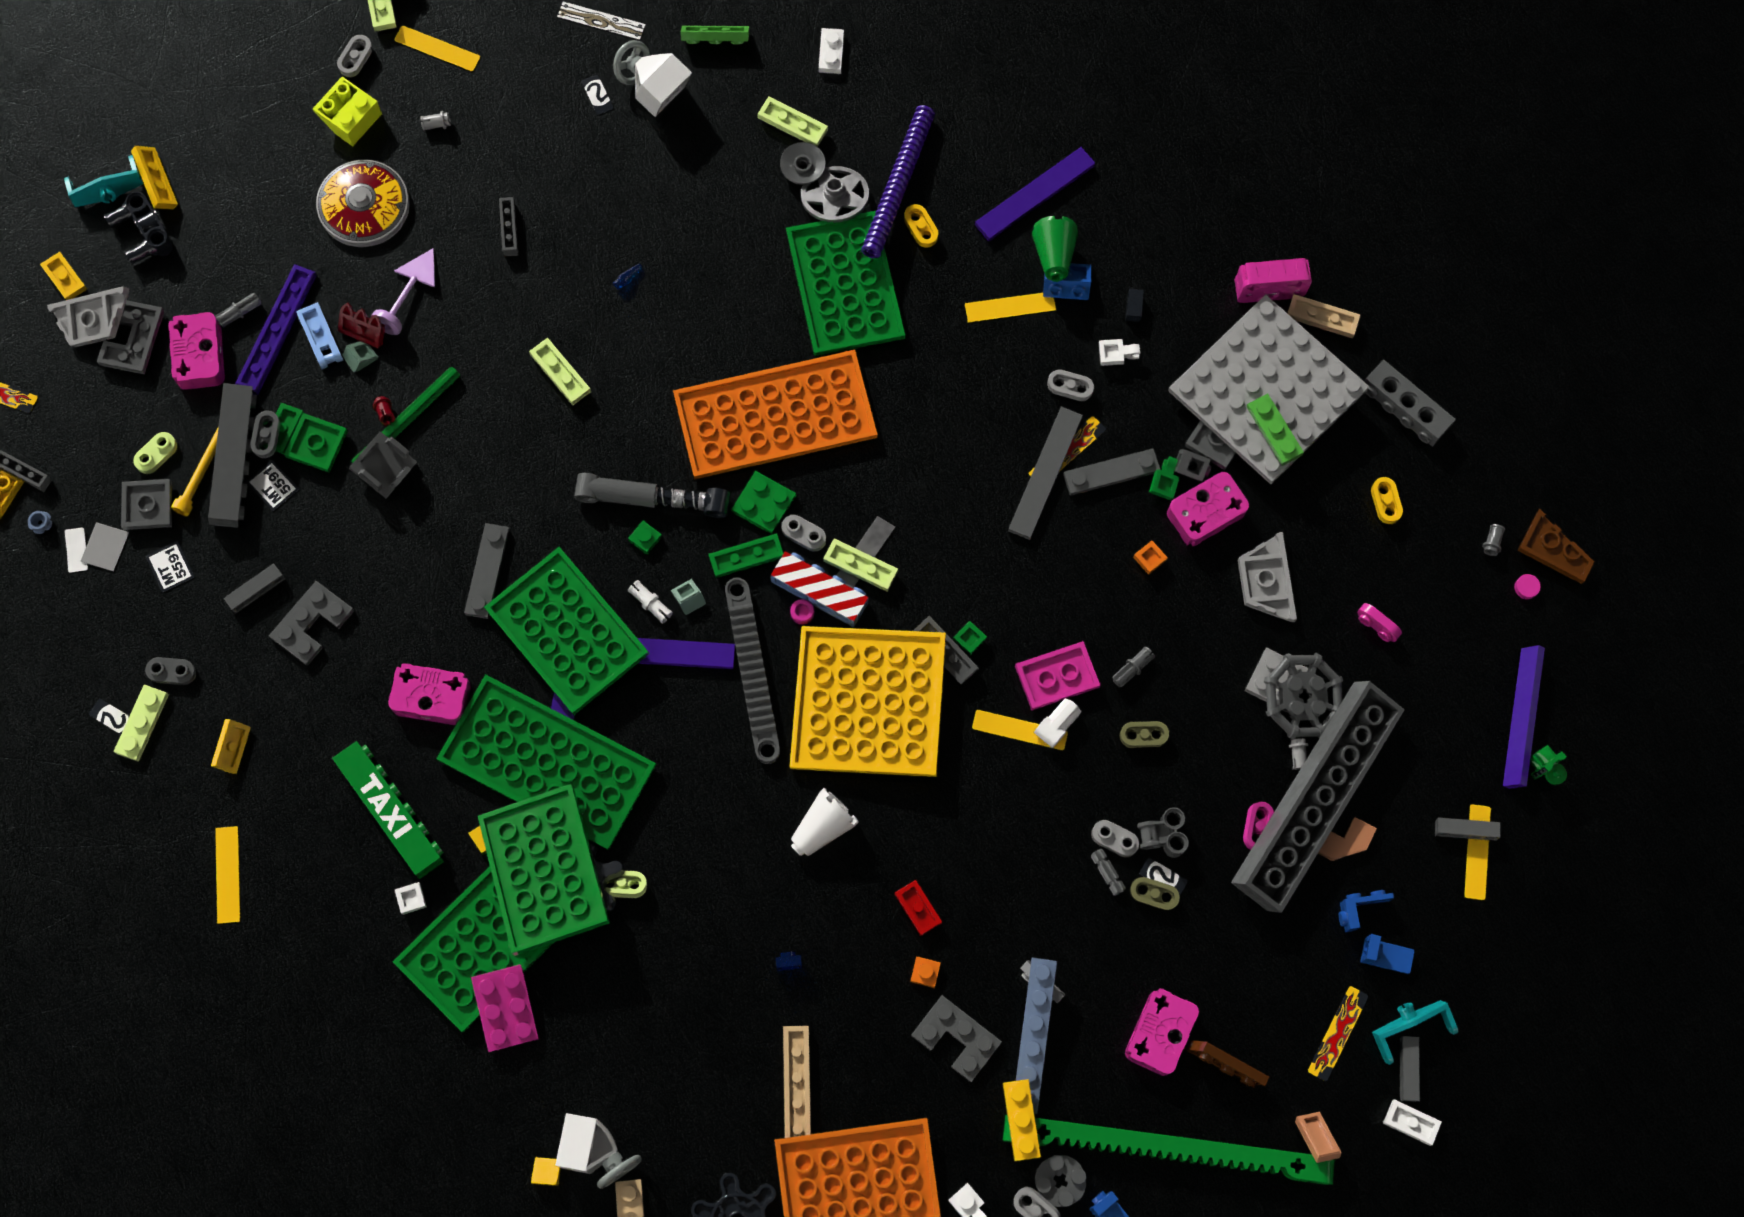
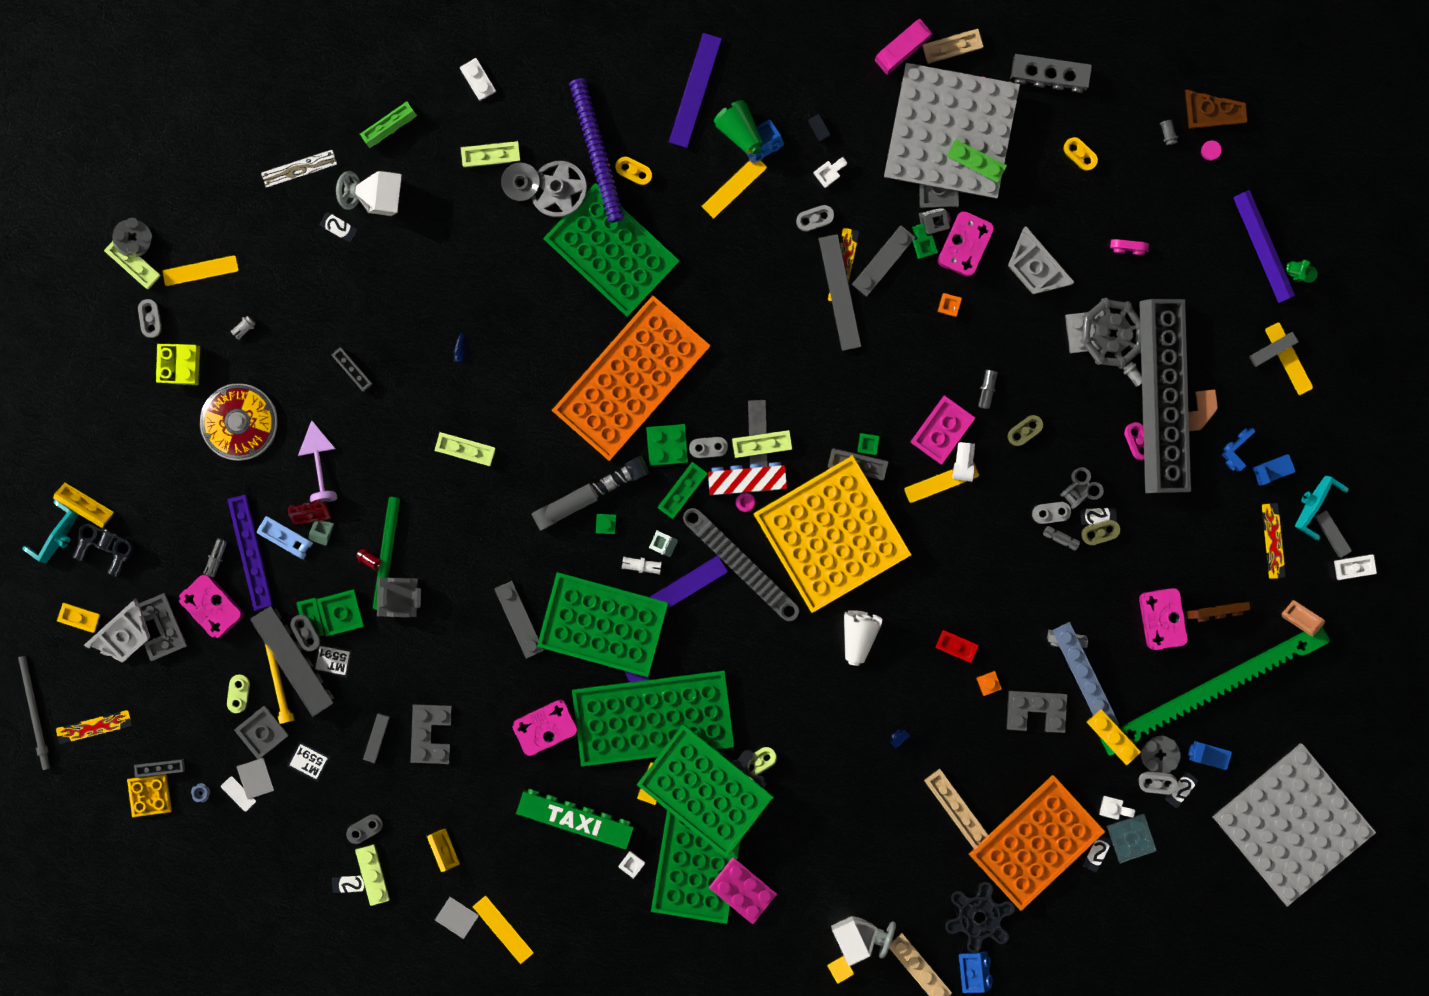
camera: 30 degrees left, 15 degrees up
(190, 828) = (456, 917): none -> light grey sticker

